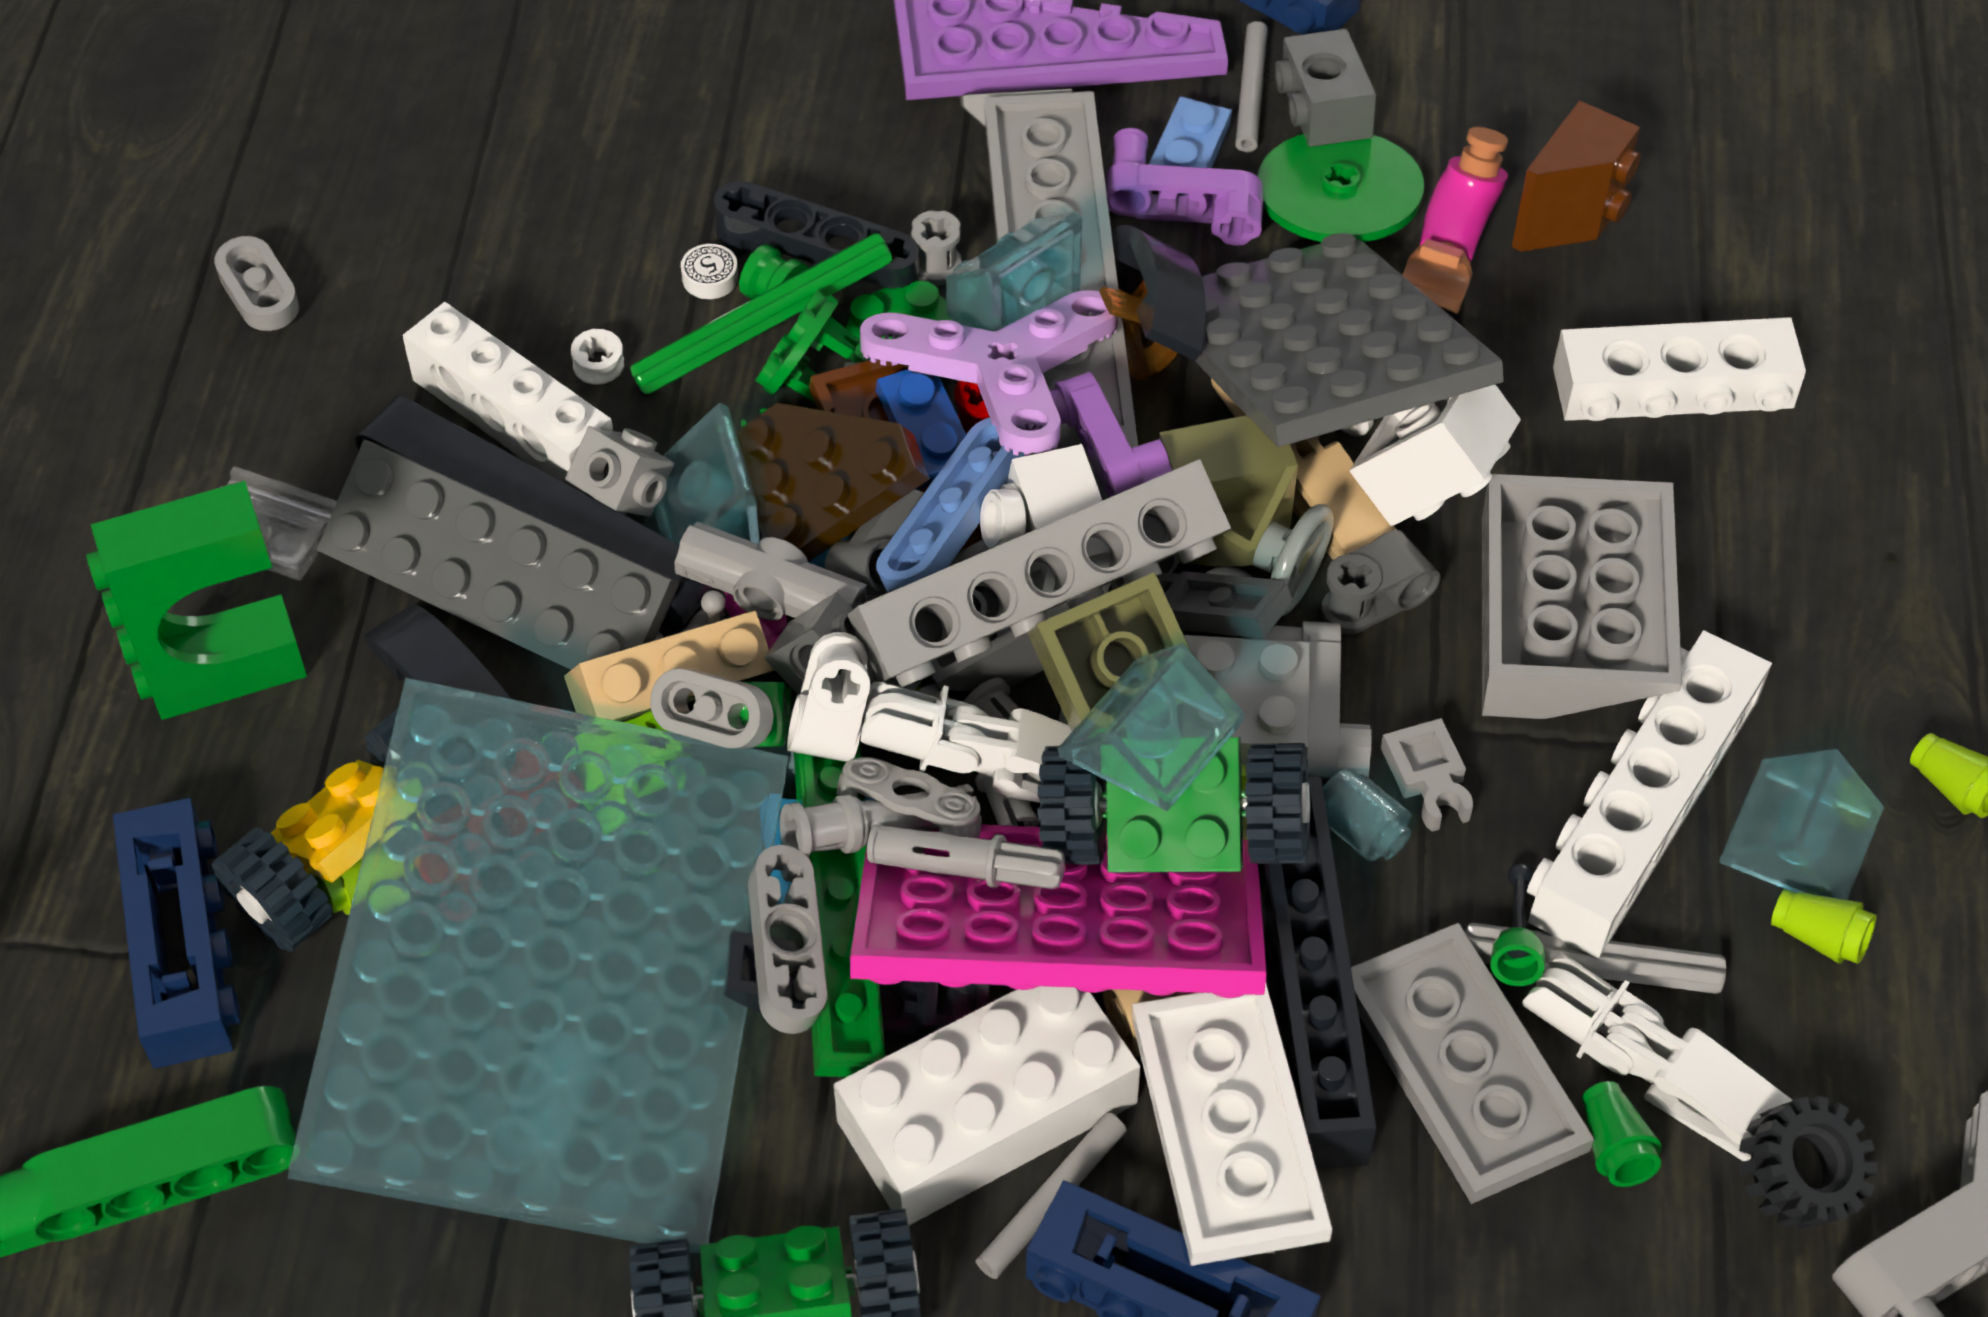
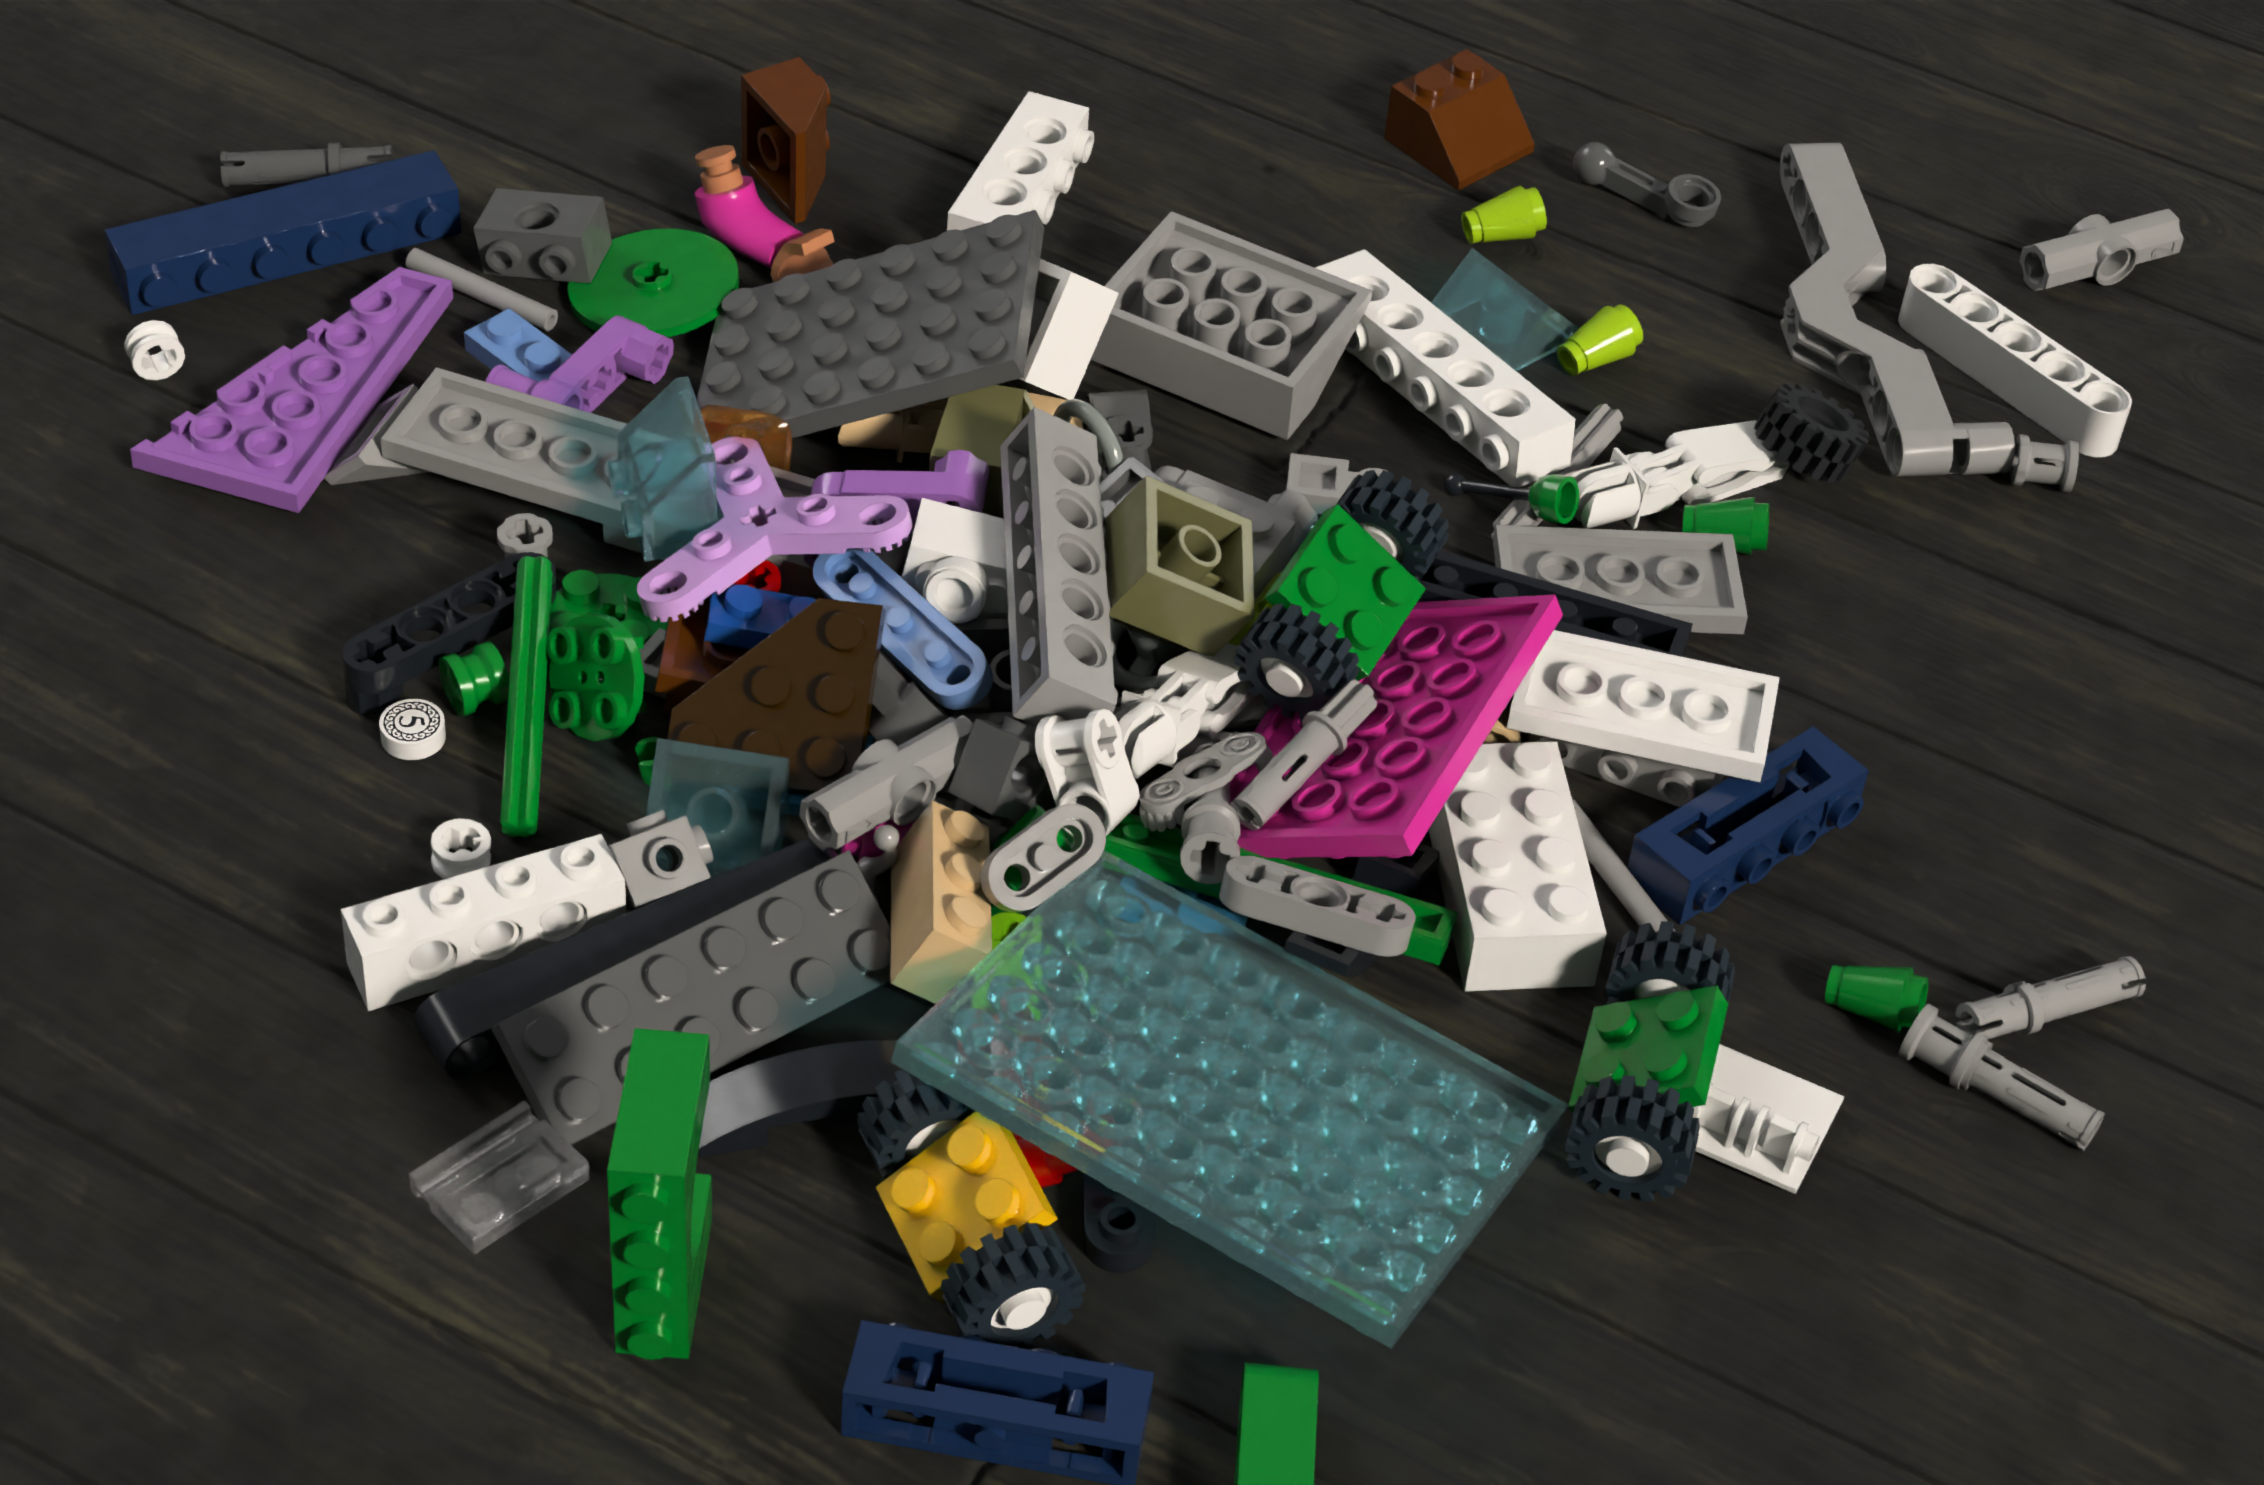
camera: 70 degrees left, 10 degrees down
(256, 283) = (141, 1085): light grey plate -> none
(1155, 727) = (1294, 545): clear light blue slope -> none
(1175, 300) = (778, 400): black slope -> none

